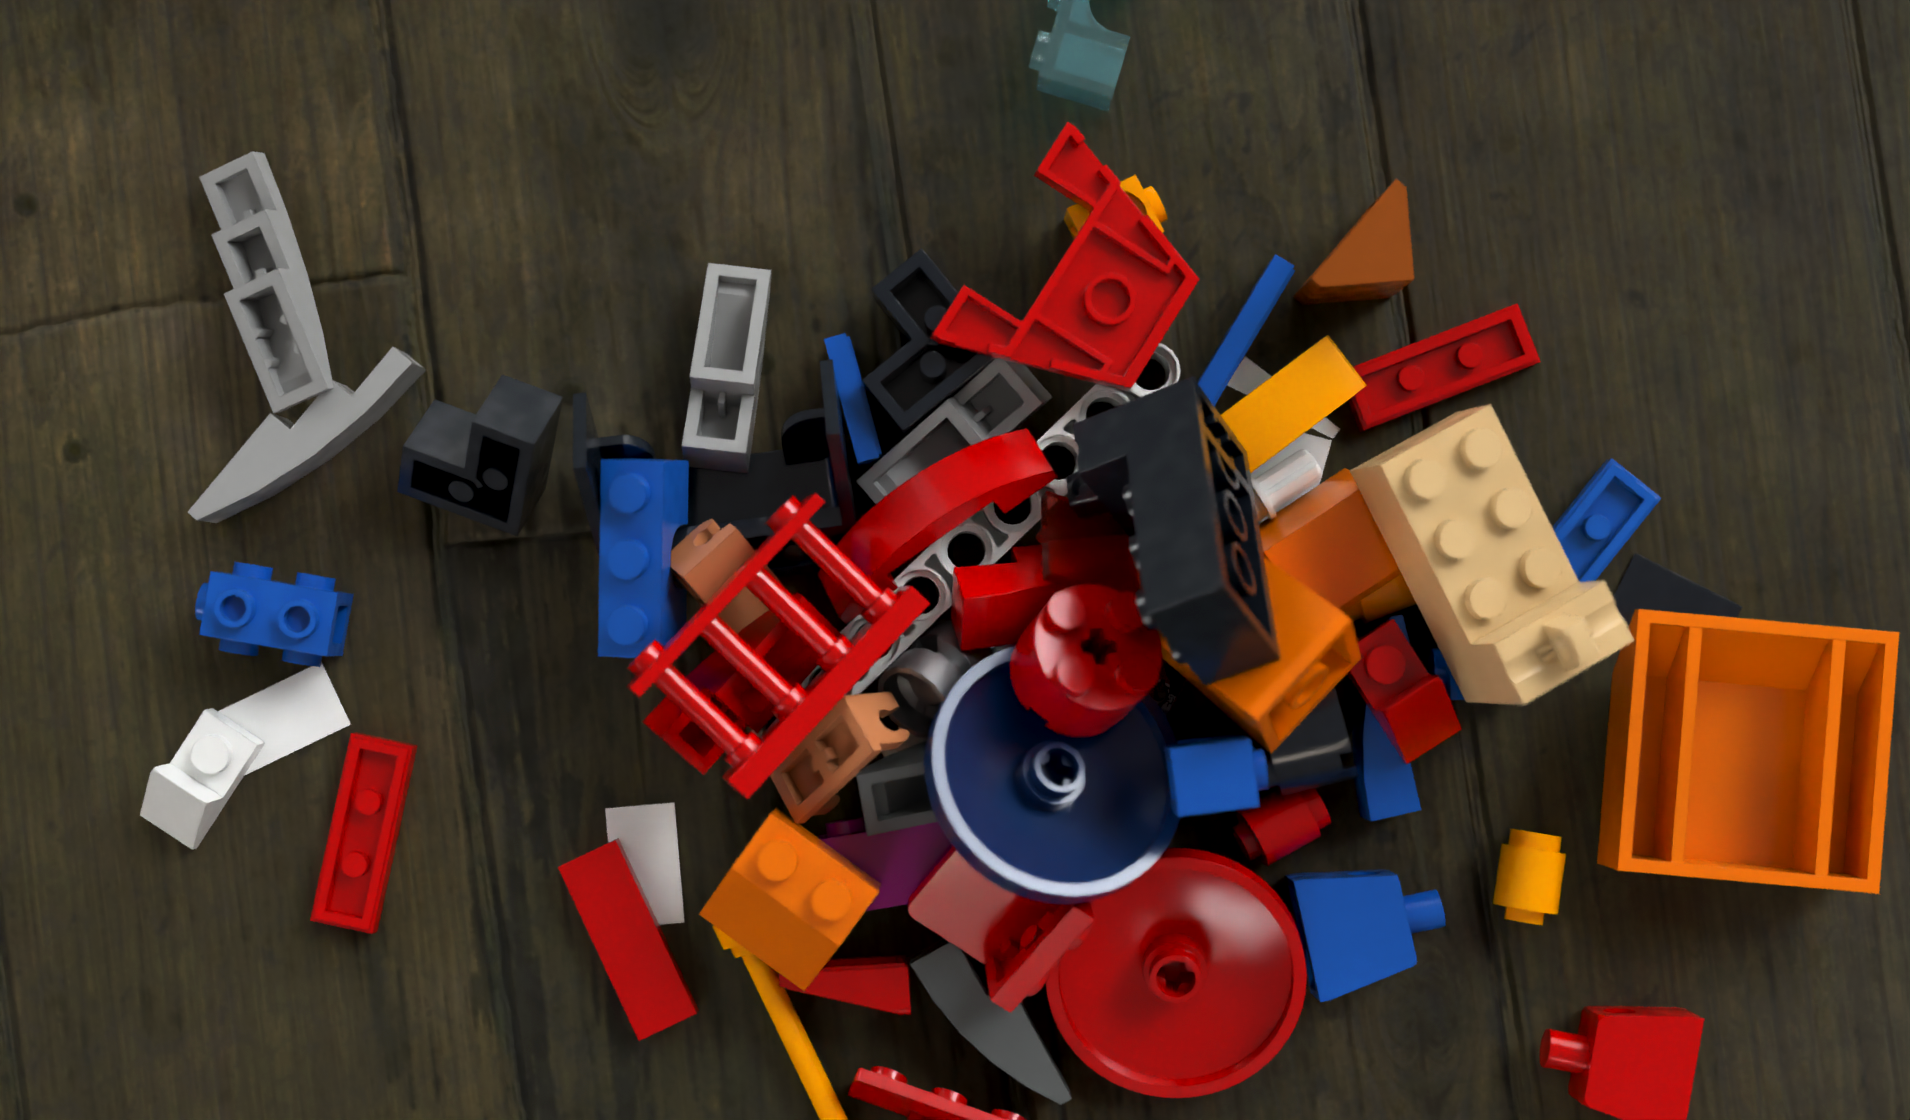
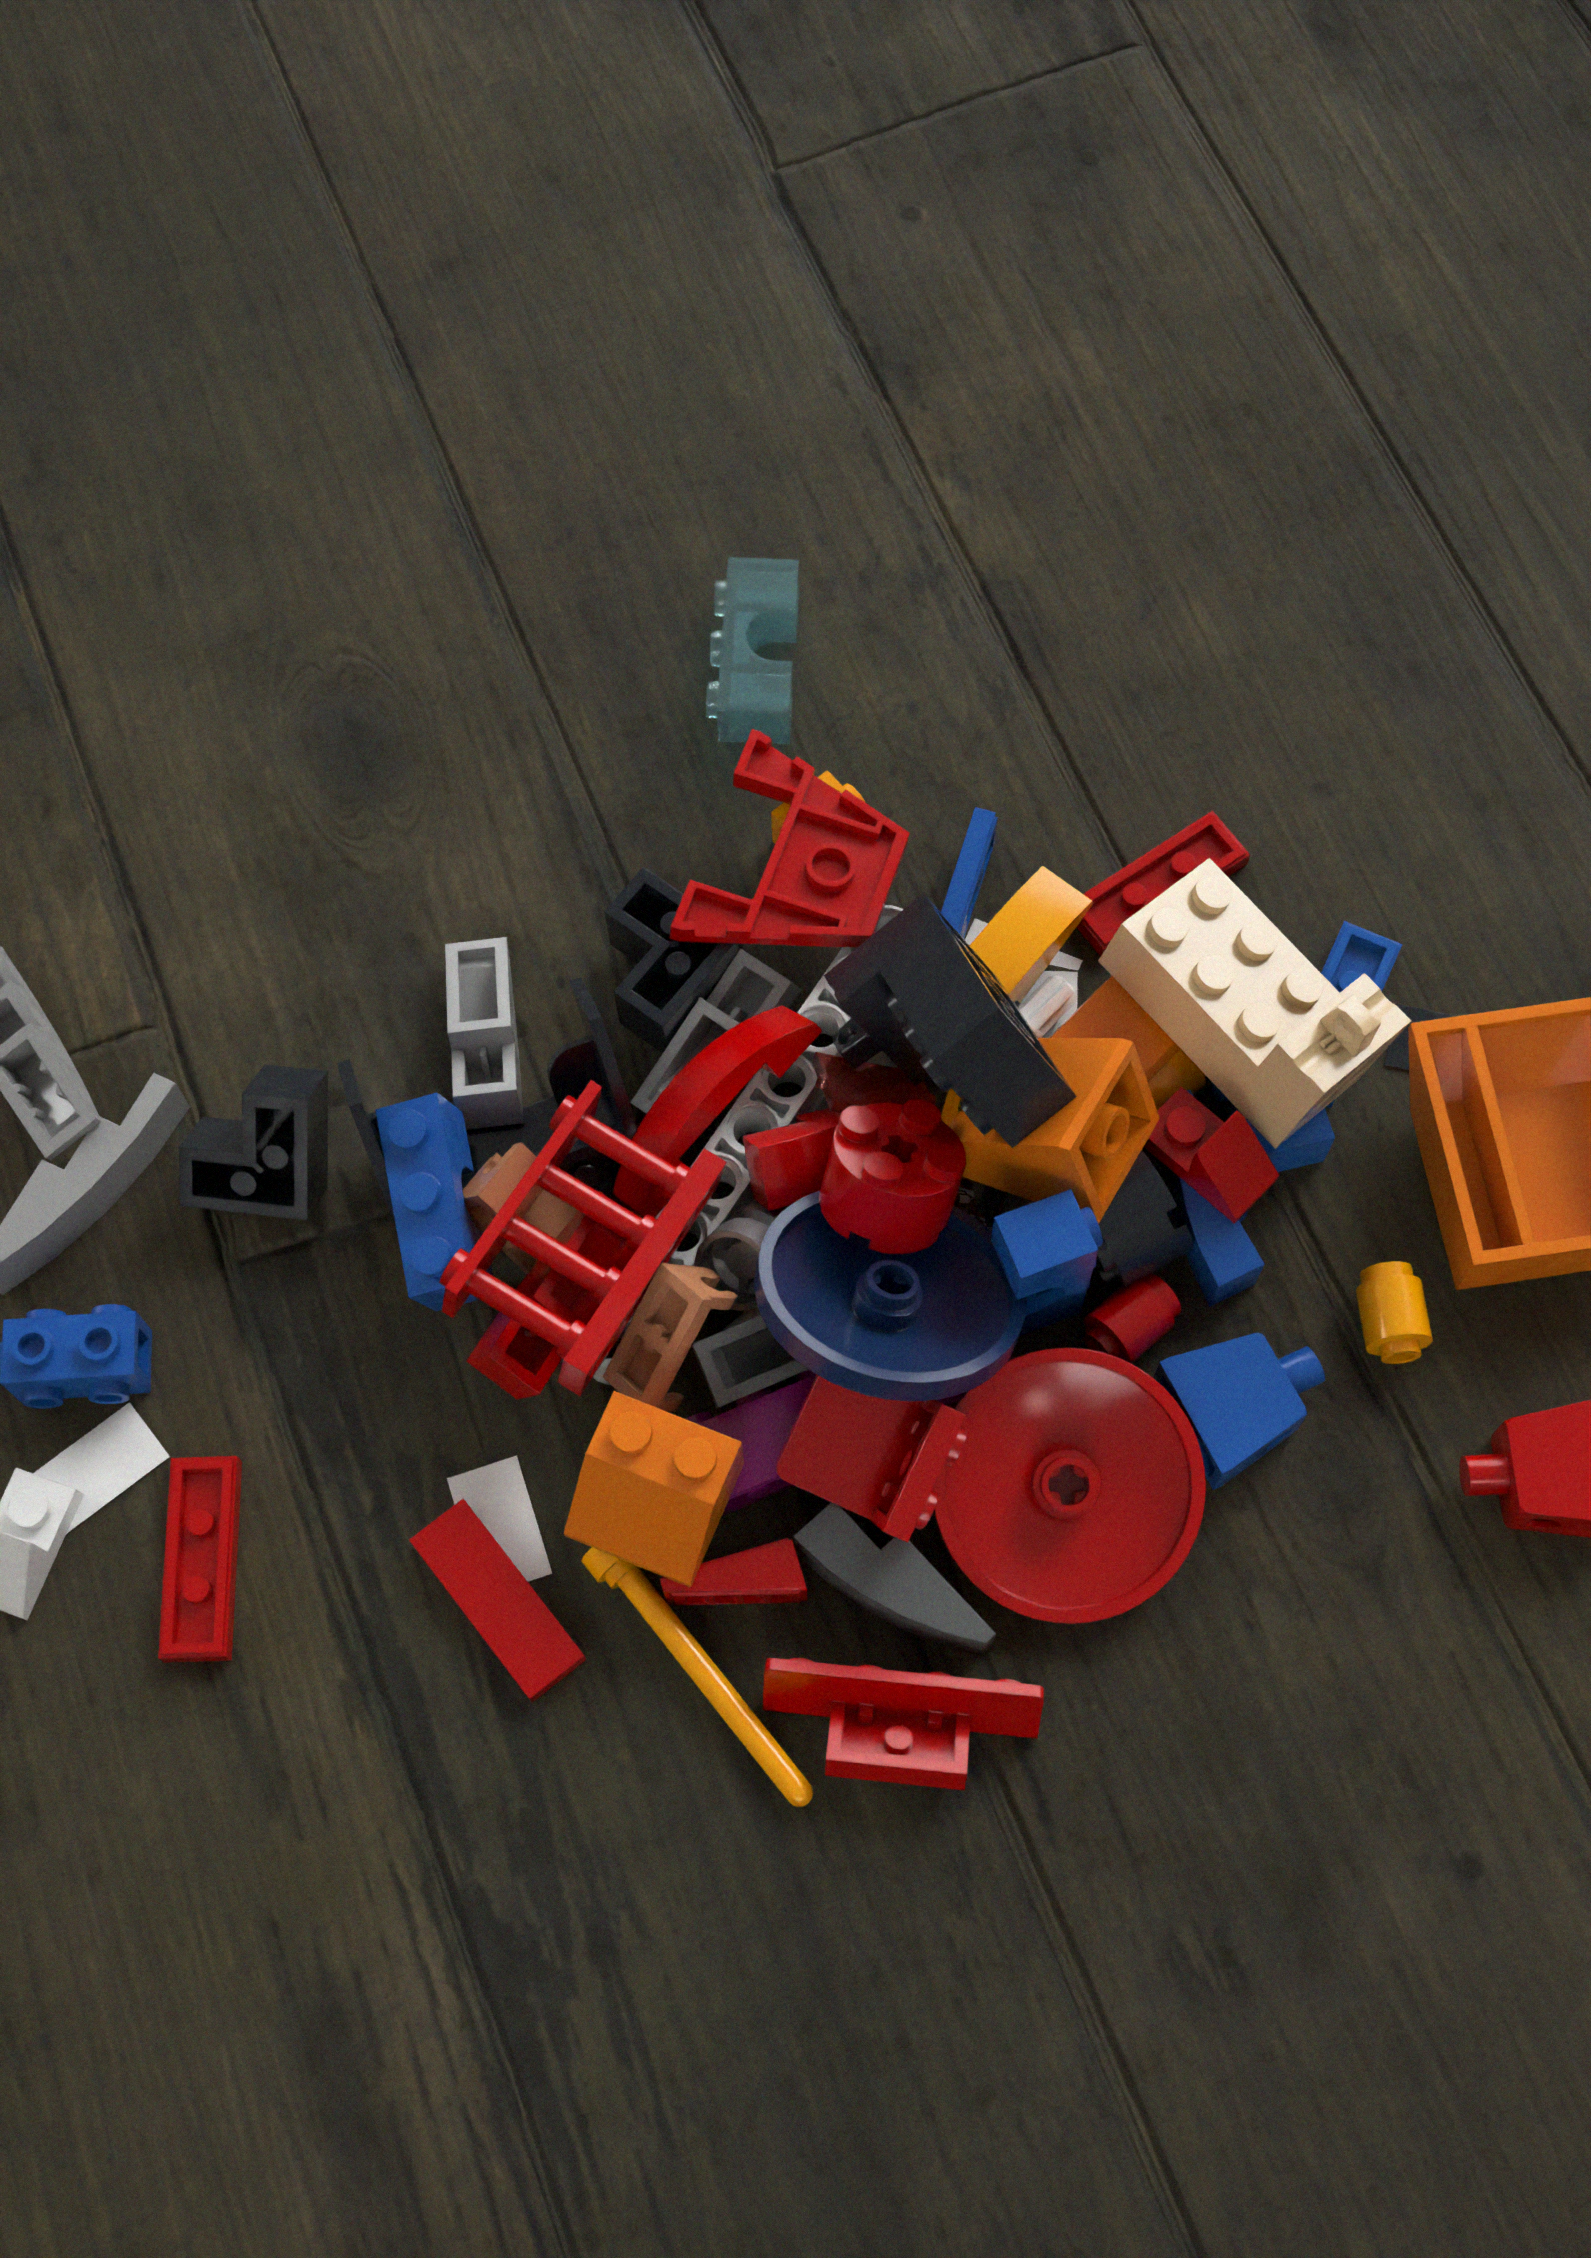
camera: 10 degrees left, 20 degrees down
(854, 400) = (628, 1054): blue tile -> none
(1370, 259) = (1059, 794): dark orange slope -> none

